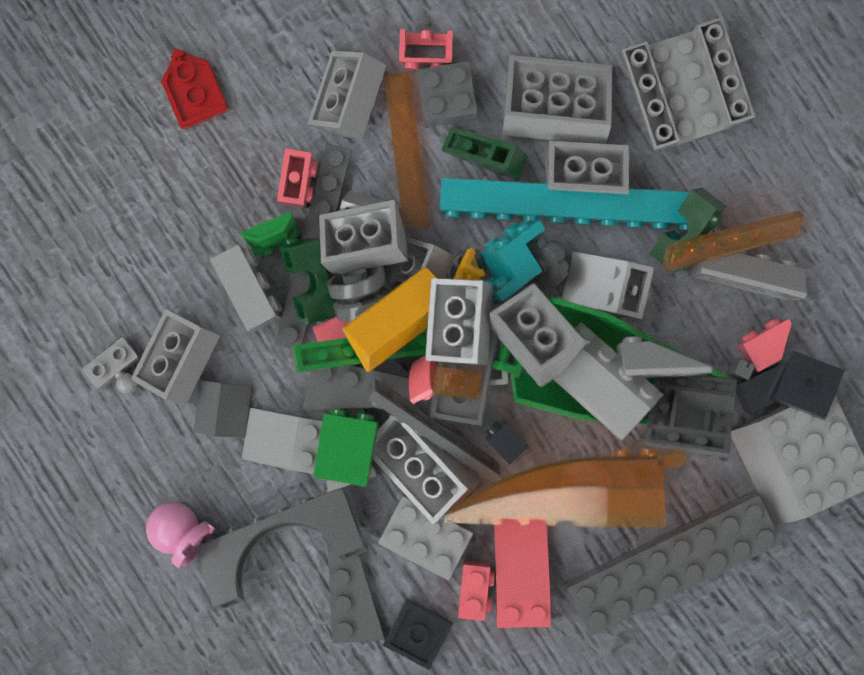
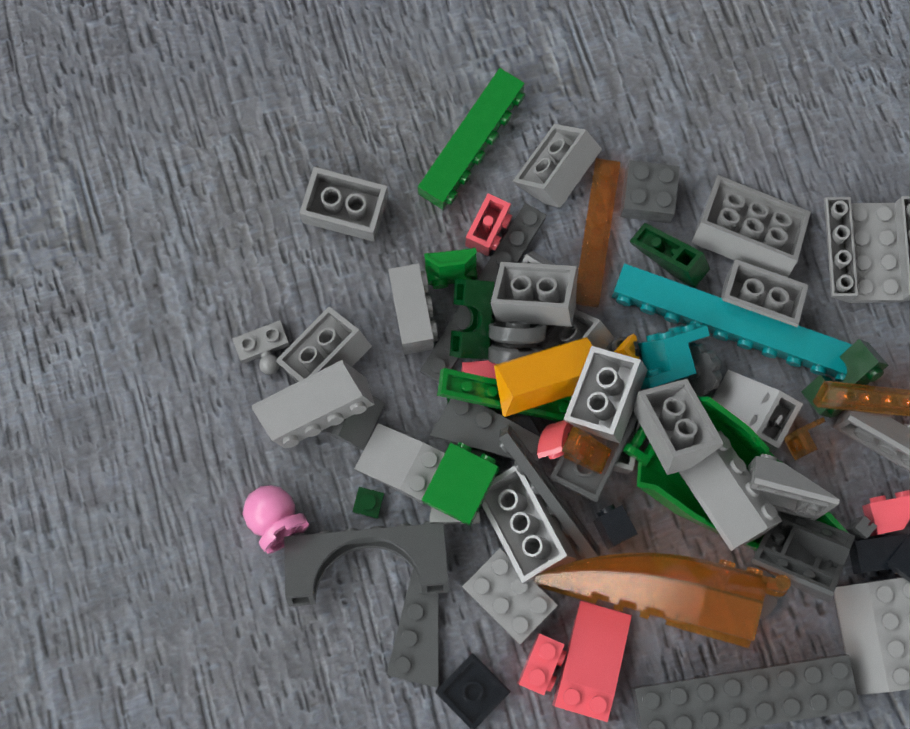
camera: 15 degrees right, 10 degrees down
(146, 201) = (344, 204): none -> light grey brick
(181, 414) = (314, 404): none -> light grey slope
(192, 90) = (416, 120): red tile -> none
(253, 92) = (471, 139): none -> green brick
(265, 487) = (368, 502): none -> dark green plate
(425, 38) = (643, 138): coral window -> none
(660, 303) = (800, 441): none -> clear orange panel

